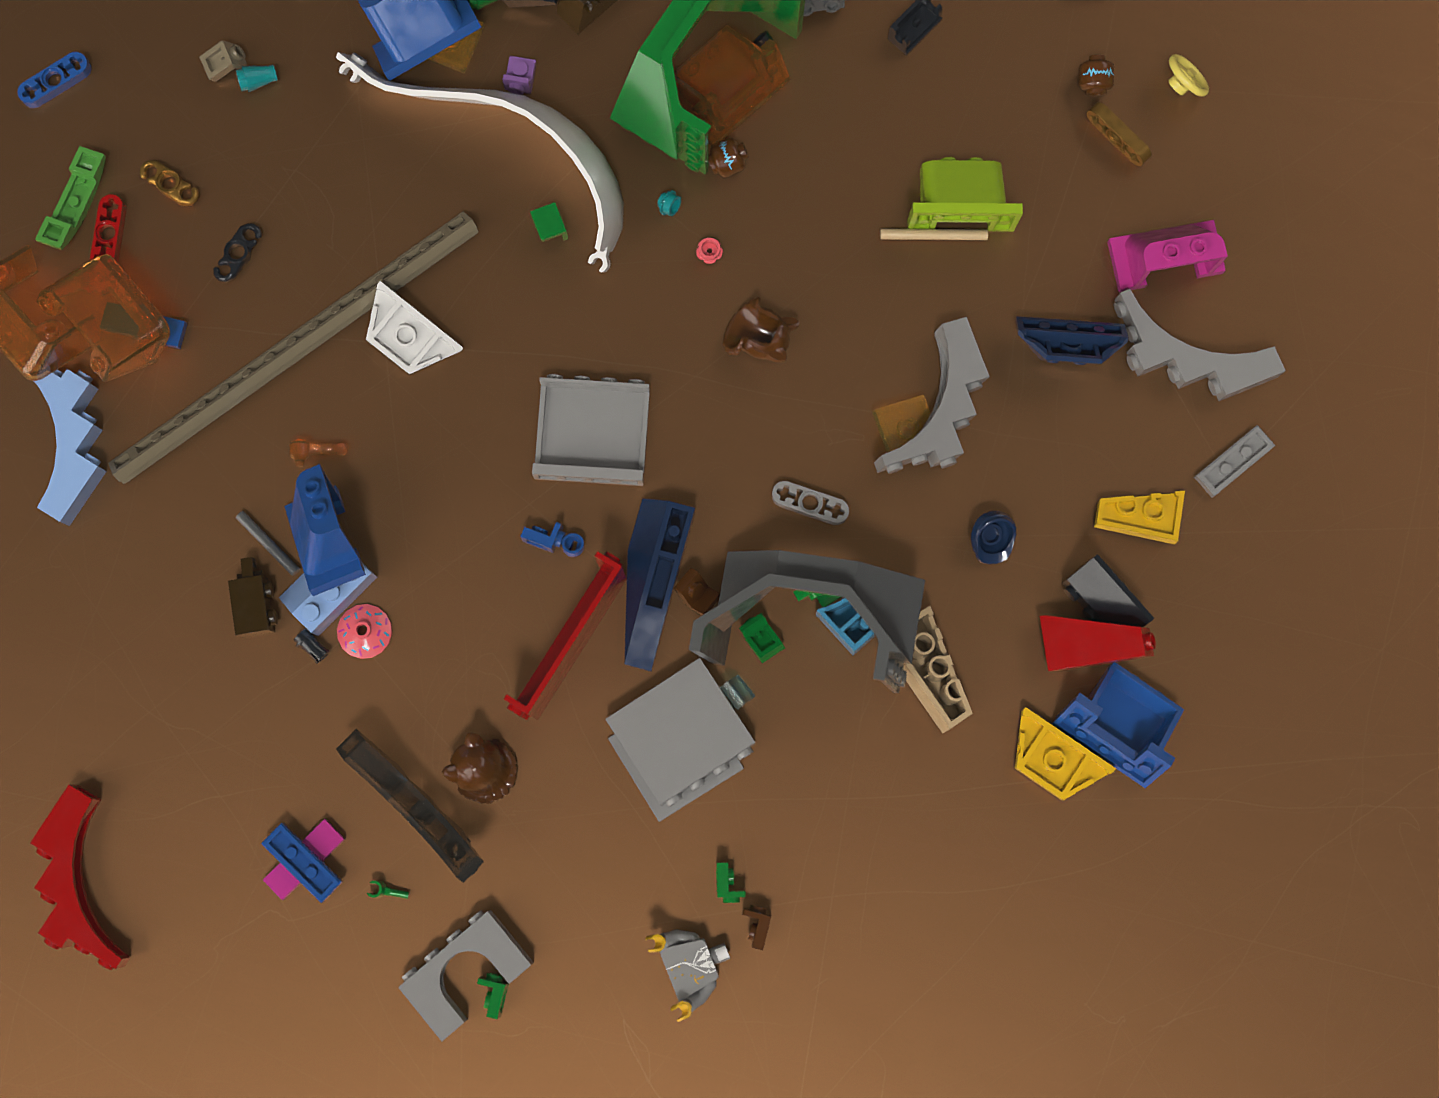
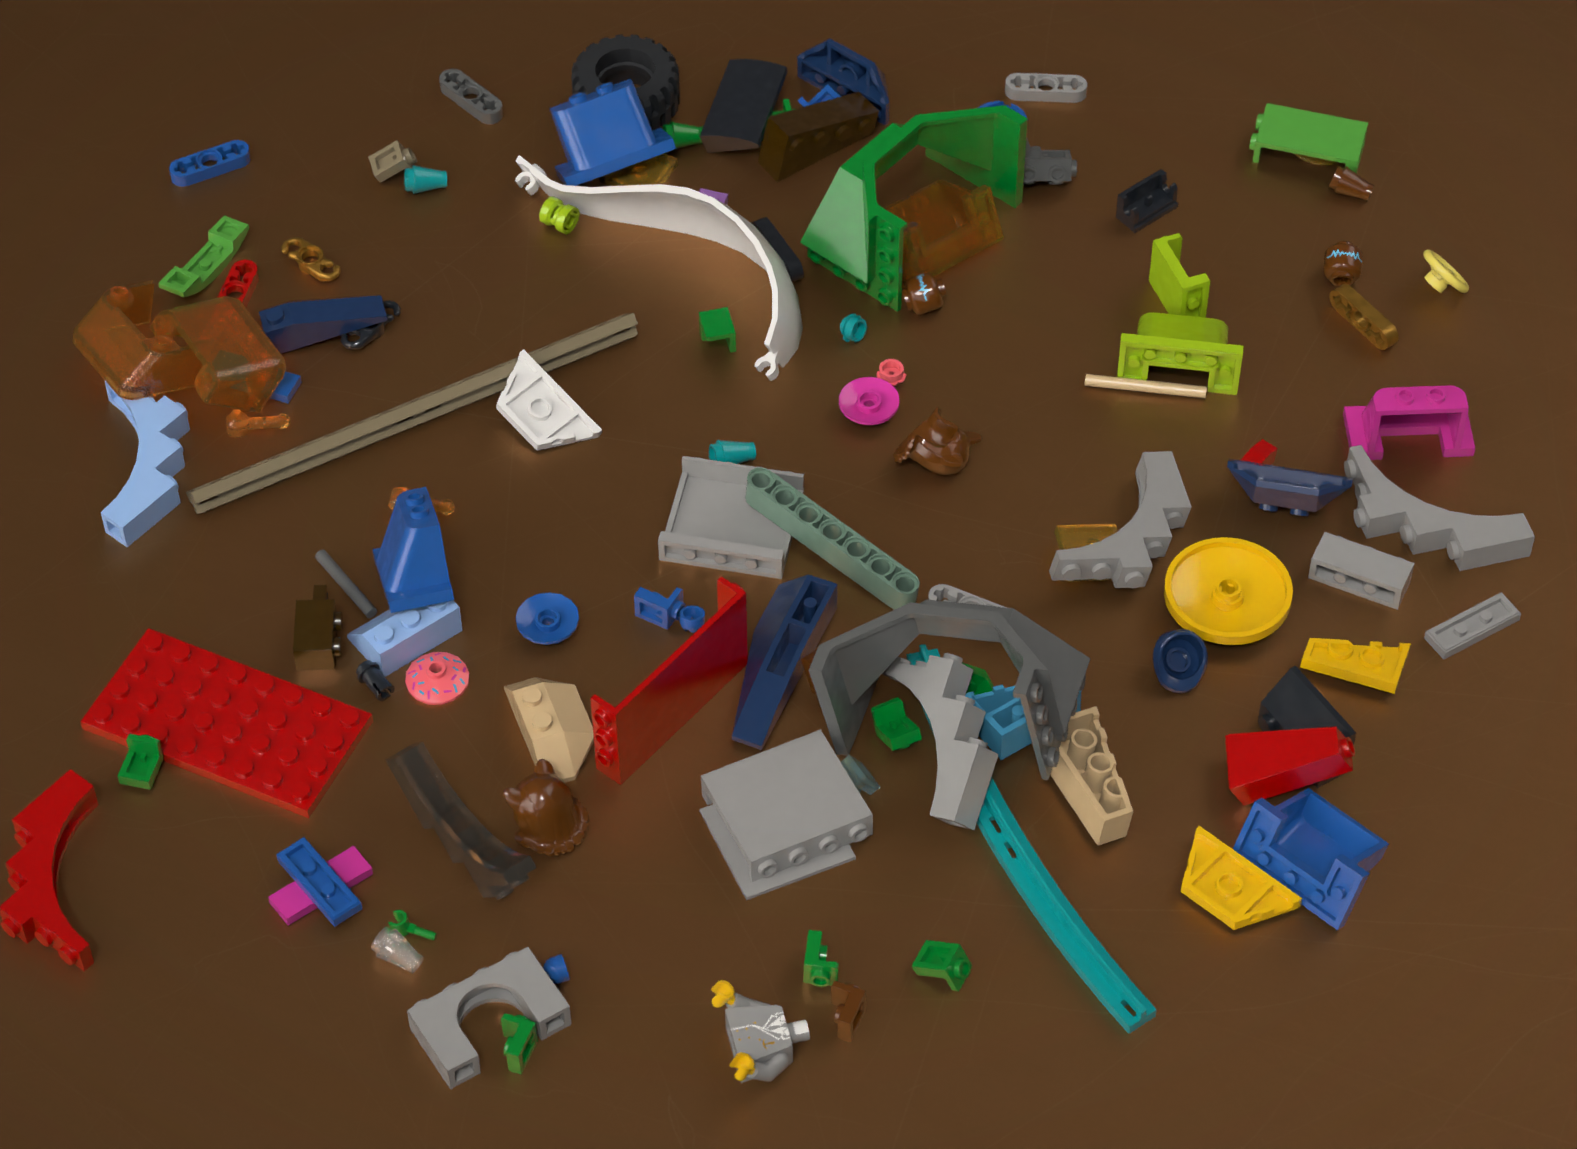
camera: 10 degrees right, 30 degrees down
(128, 761) = (141, 761): none -> green bracket
(141, 382) = (239, 424): none -> clear orange piece
(184, 256) = (316, 320): none -> dark blue wedge
(193, 703) = (229, 722): none -> red plate
(379, 918) = (396, 950): none -> clear cone
(385, 105) = (560, 215): none -> lime wheel
(437, 556) = (543, 610): none -> blue dish
(469, 672) = (552, 723): none -> tan wedge
(514, 919) = (556, 969): none -> blue hinge
(580, 360) = (732, 451): none -> teal cone
(589, 122) = (789, 258): none -> black beam
(674, 437) = (831, 539): none -> sand green beam
(690, 275) = (869, 401): none -> dark pink dish
(814, 643) = (962, 759): none -> light grey arch
(829, 869) = (943, 961): none -> green bracket
(886, 764) = (1053, 908): none -> teal piece
(956, 138) = (1172, 285): none -> lime panel
(1028, 461) = (1228, 591): none -> yellow dish
(1040, 304) = (1261, 453): none -> red piece
(1138, 418) = (1361, 570): none -> light grey brick

